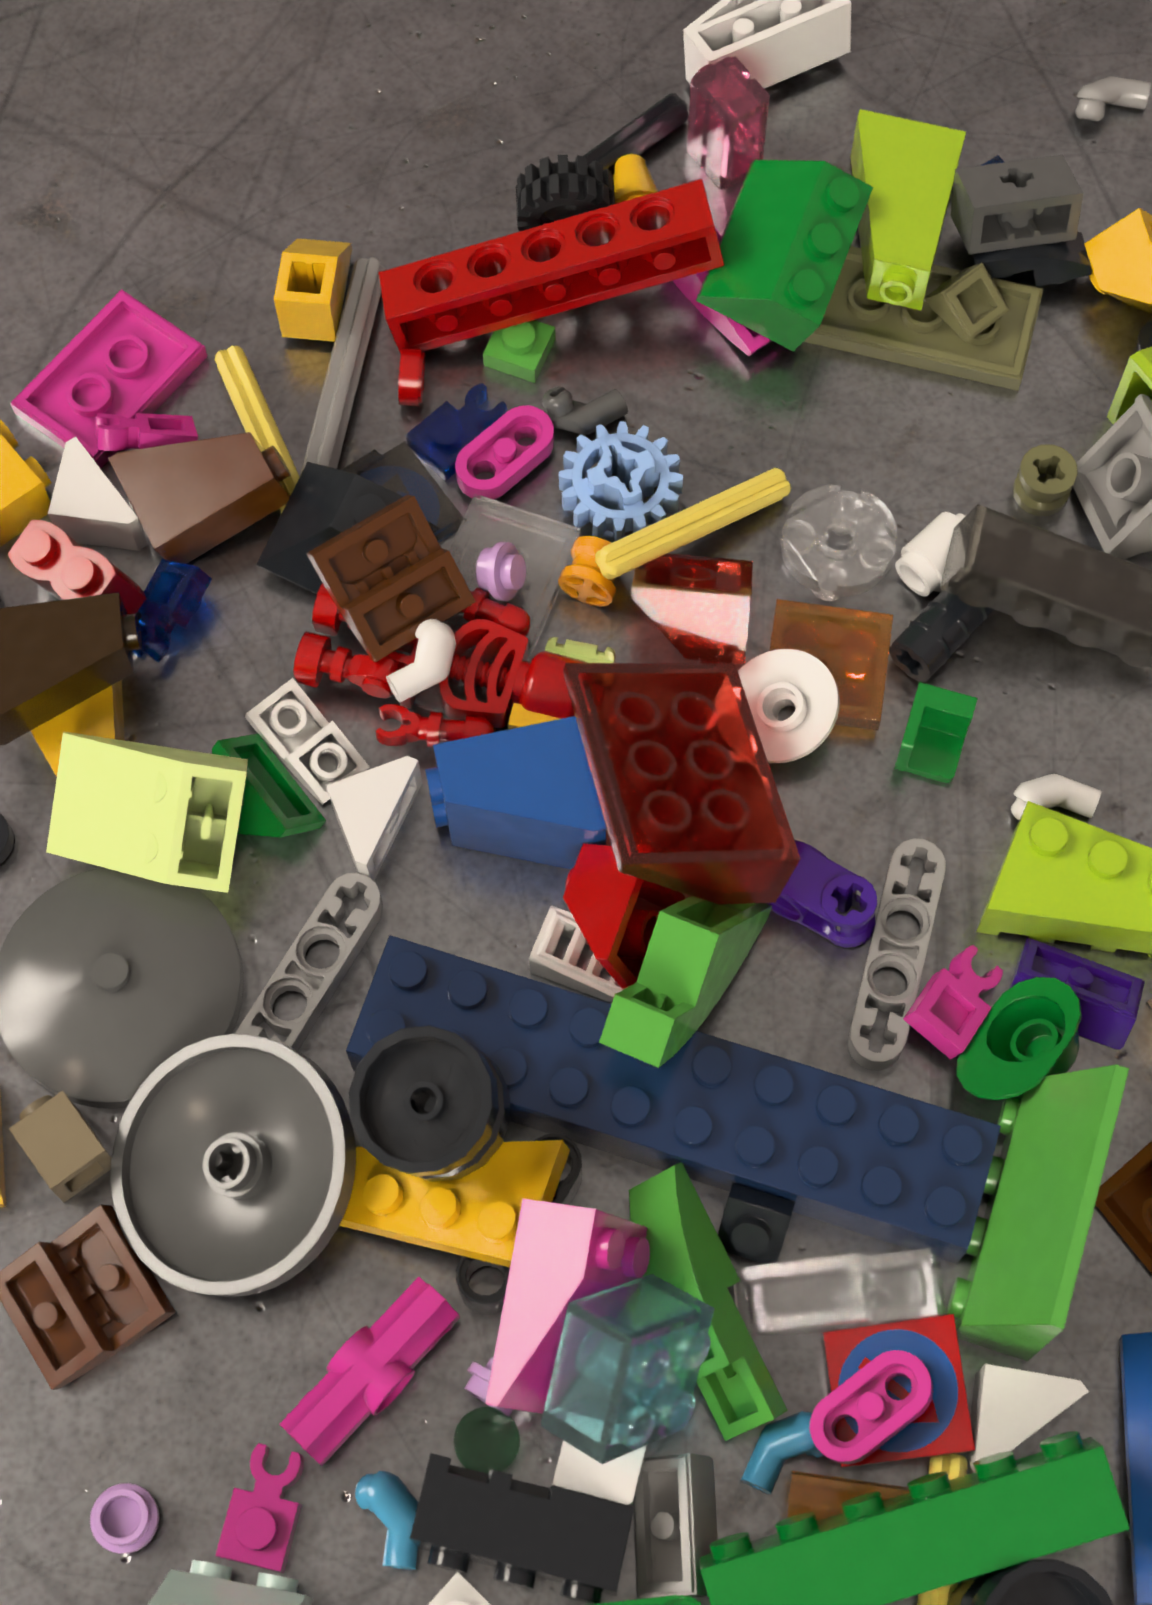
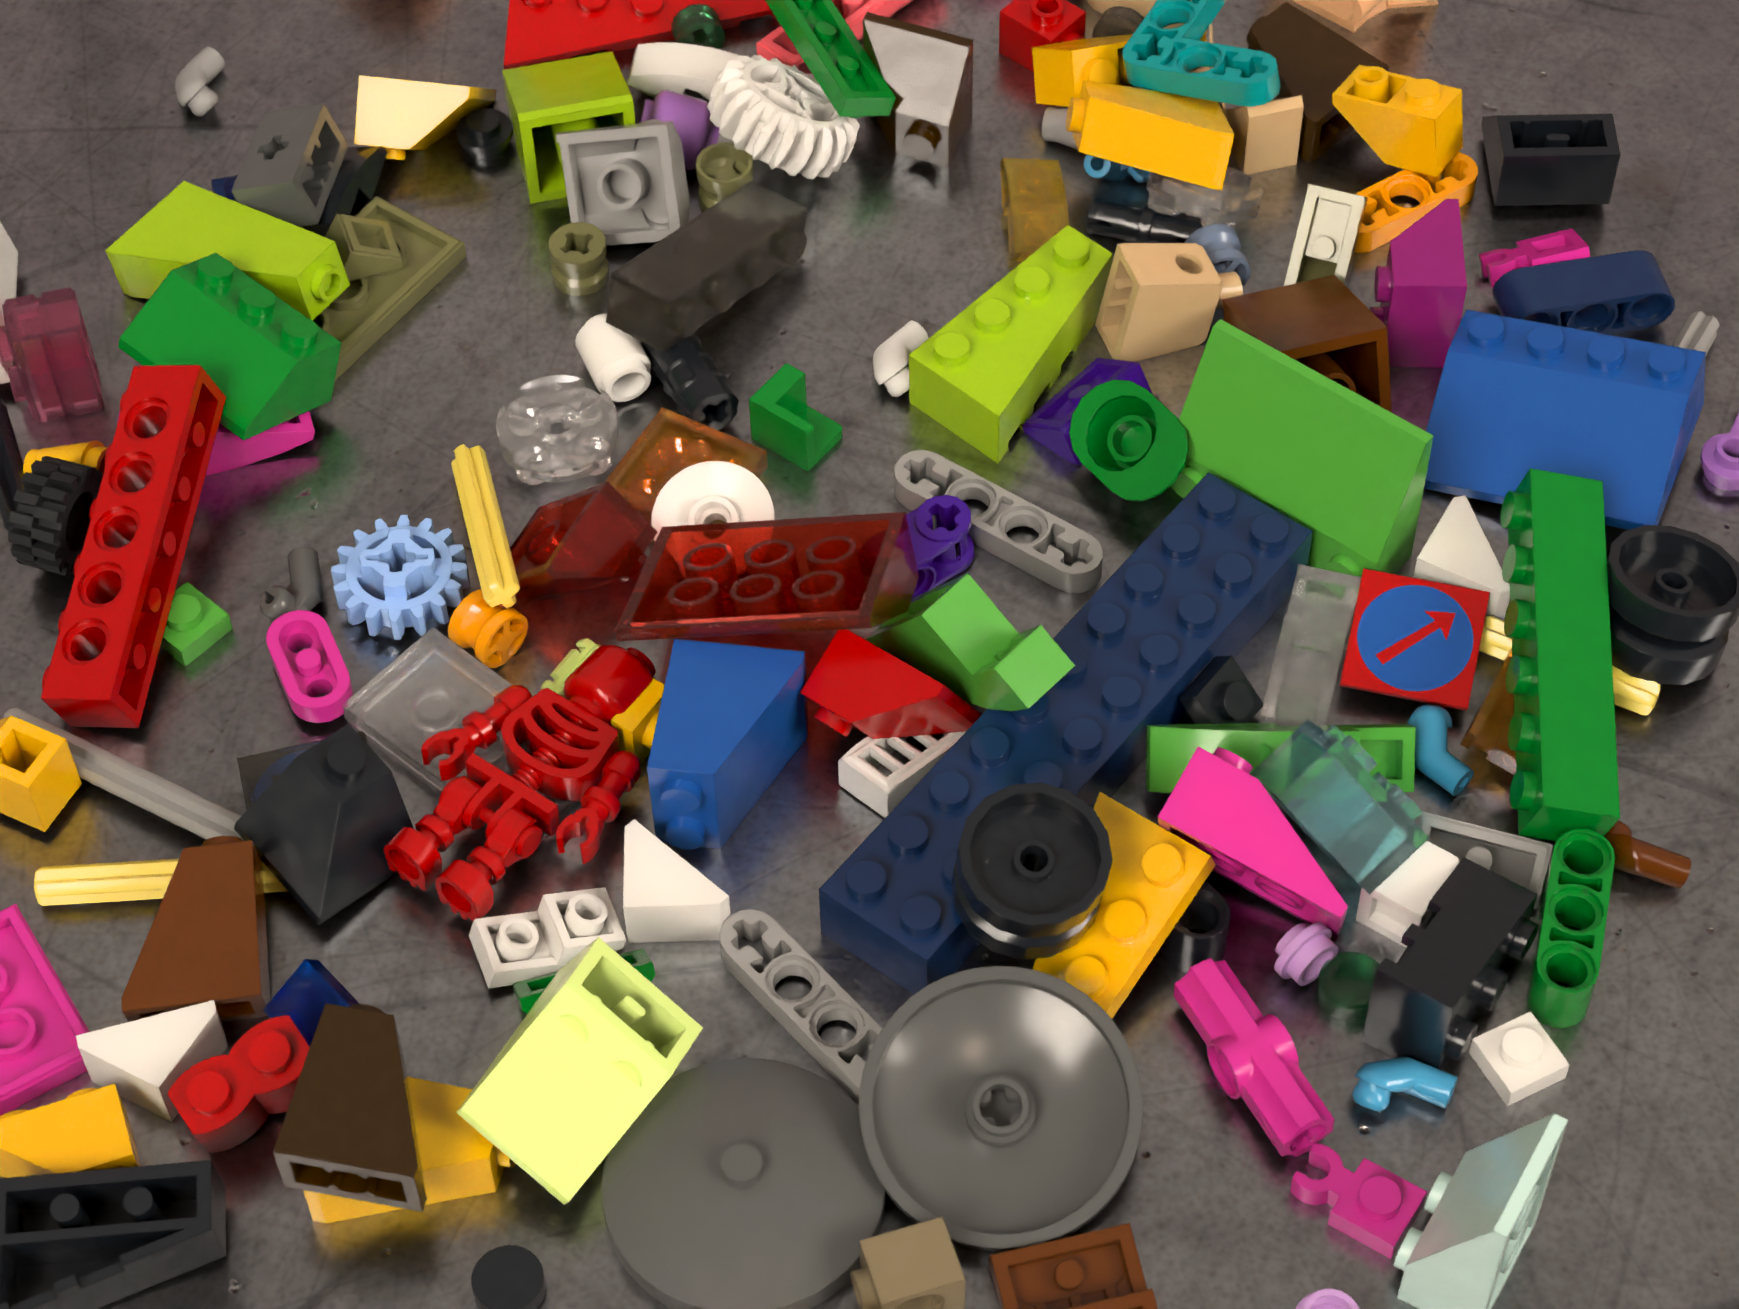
camera: 70 degrees left, 15 degrees down
(144, 431) = (102, 976): dark pink plate -> none
(390, 577) = (428, 768): reddish brown slope -> none
(411, 377) = (173, 719): red tile -> none
(431, 661) = (544, 768): white arm -> none
(449, 430) = (256, 708): clear blue plate -> none
(501, 571) = (455, 692): lavender plate -> none
(868, 1402) = (1429, 655): dark pink plate -> none
(949, 1004) = (1070, 493): dark pink plate -> none

